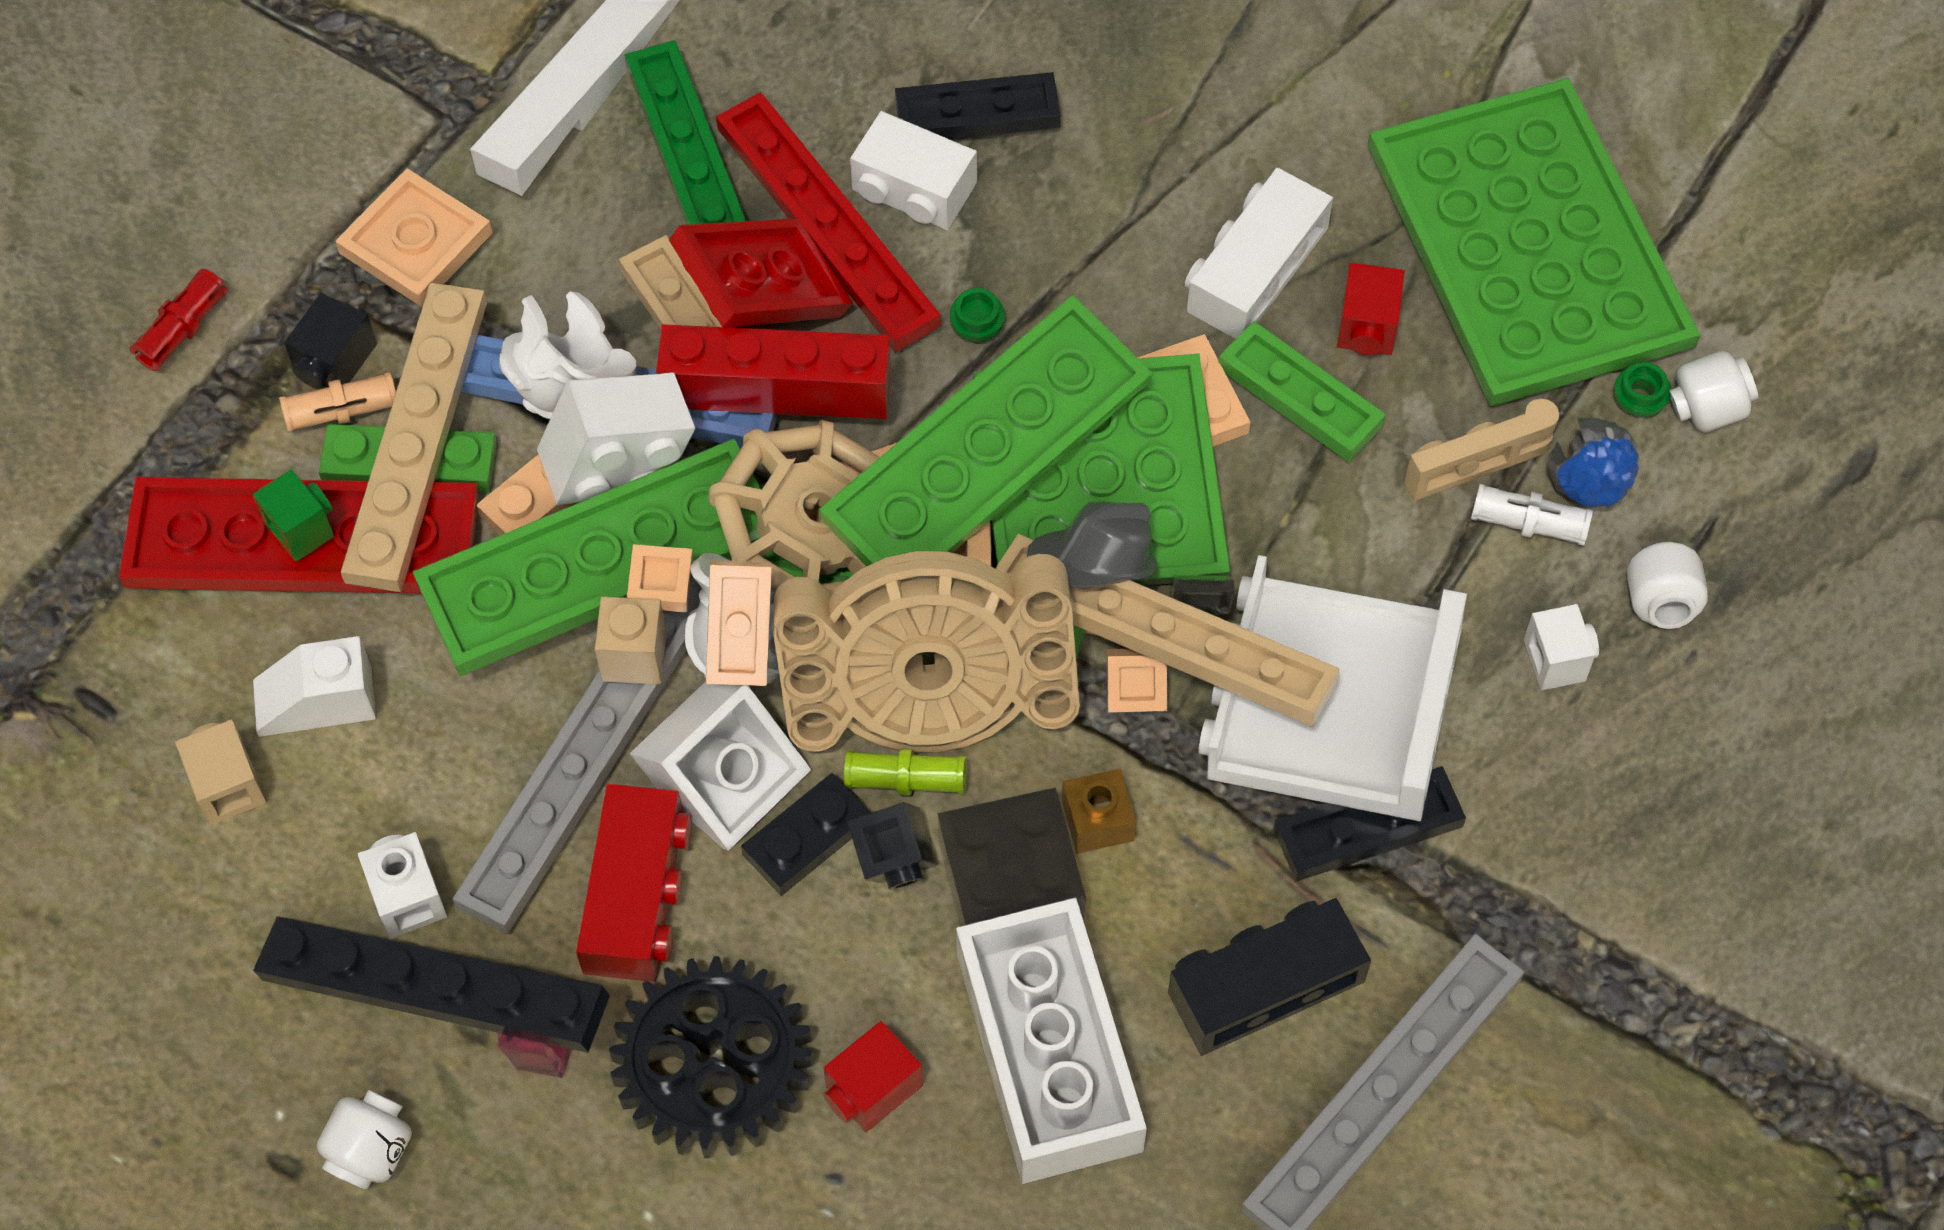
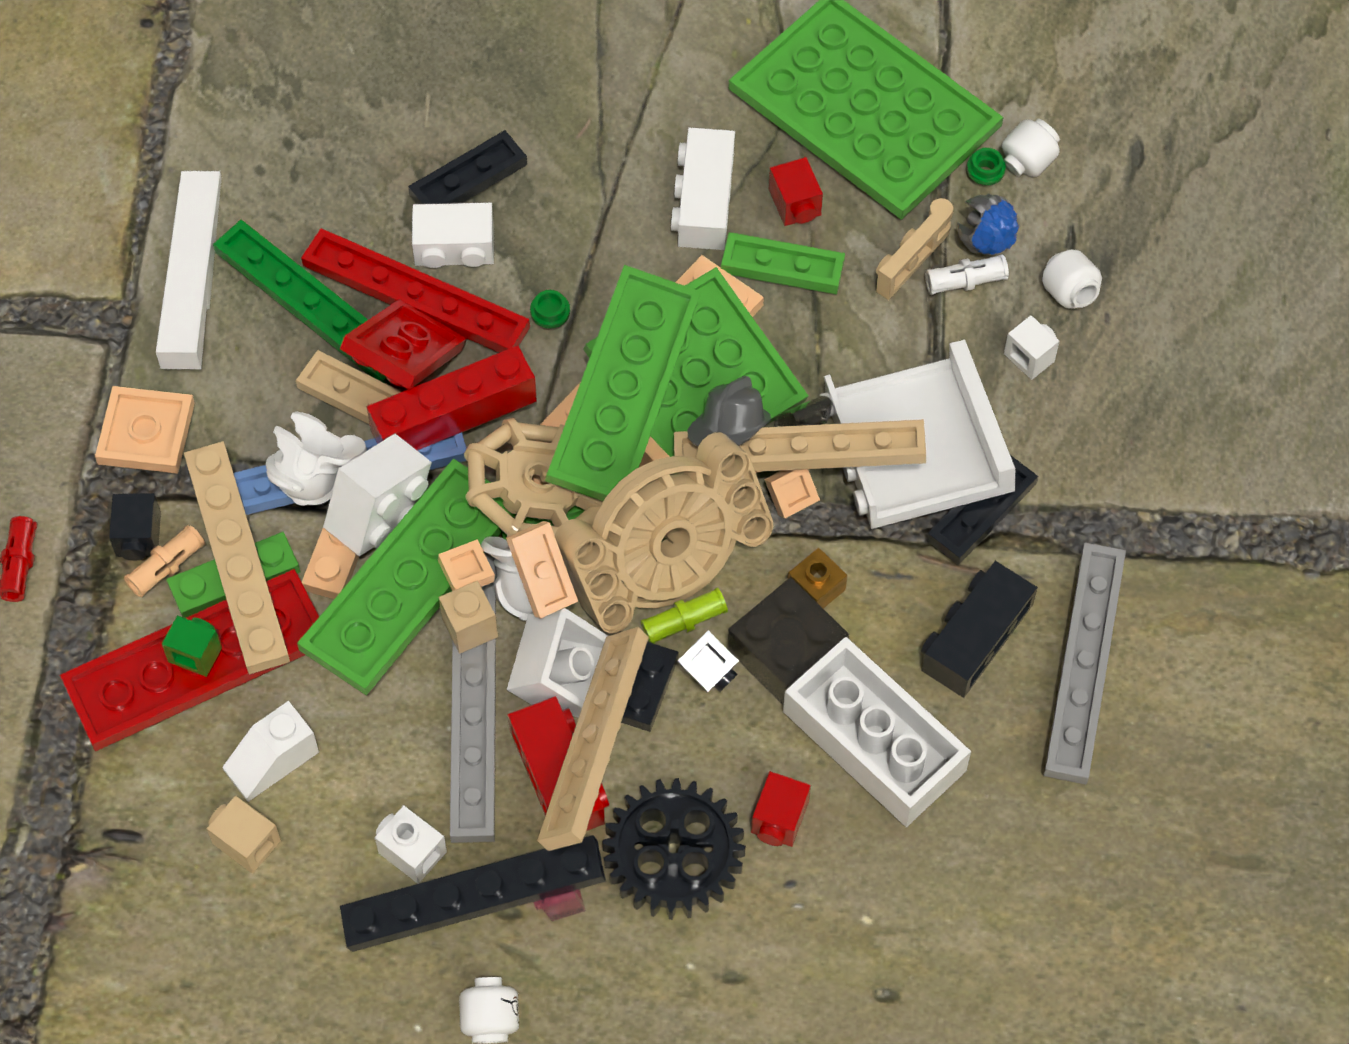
camera: 30 degrees left, 0 degrees up
(671, 875) = (593, 740): none -> tan plate

